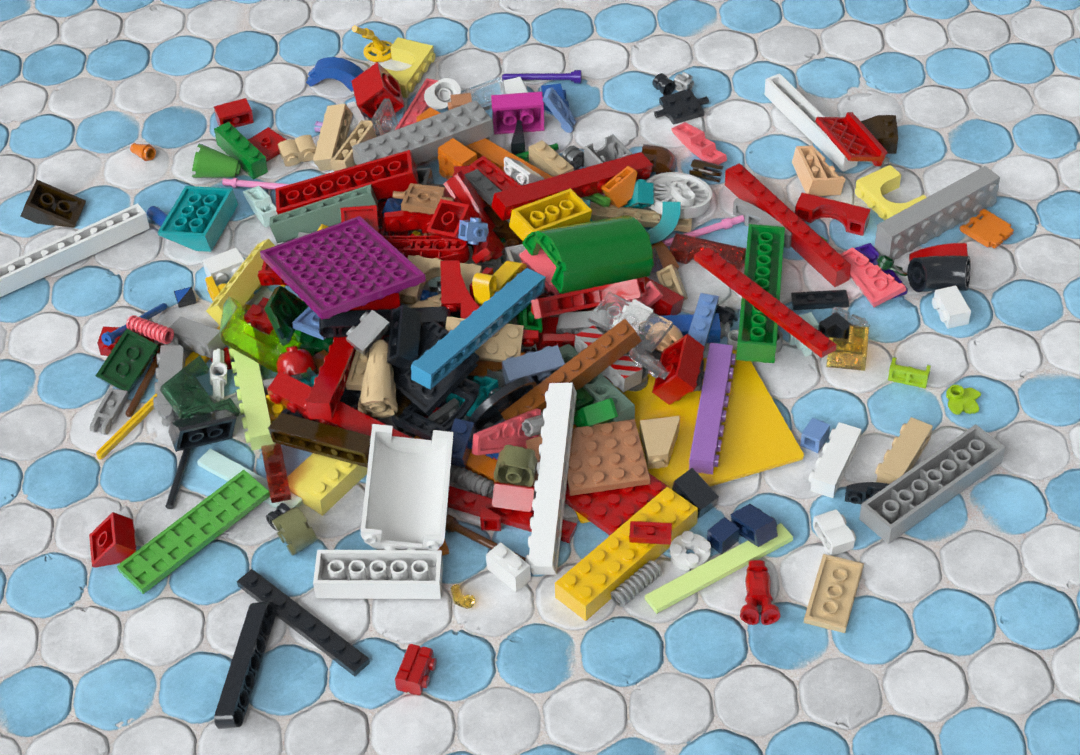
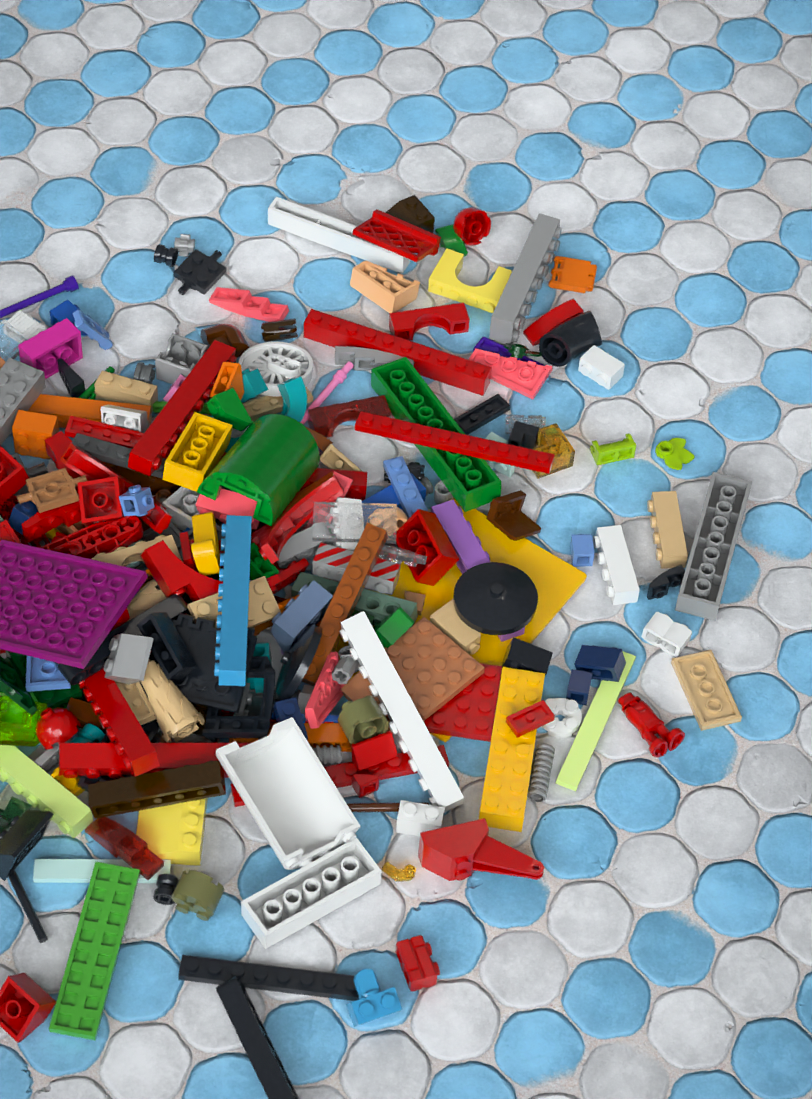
camera: 40 degrees left, 5 degrees up
(353, 677) = (372, 1001): none -> dark azure brick
(524, 606) = (466, 847): none -> red slope
(601, 199) = (229, 409): none -> green slope
(643, 408) = (416, 597): none -> medium nougat tile
(702, 432) = (495, 598): none -> black dish
(774, 381) = (507, 516): none -> reddish brown bracket
(903, 163) = (451, 240): none -> green slope
(927, 157) = (472, 225): none -> red cylinder

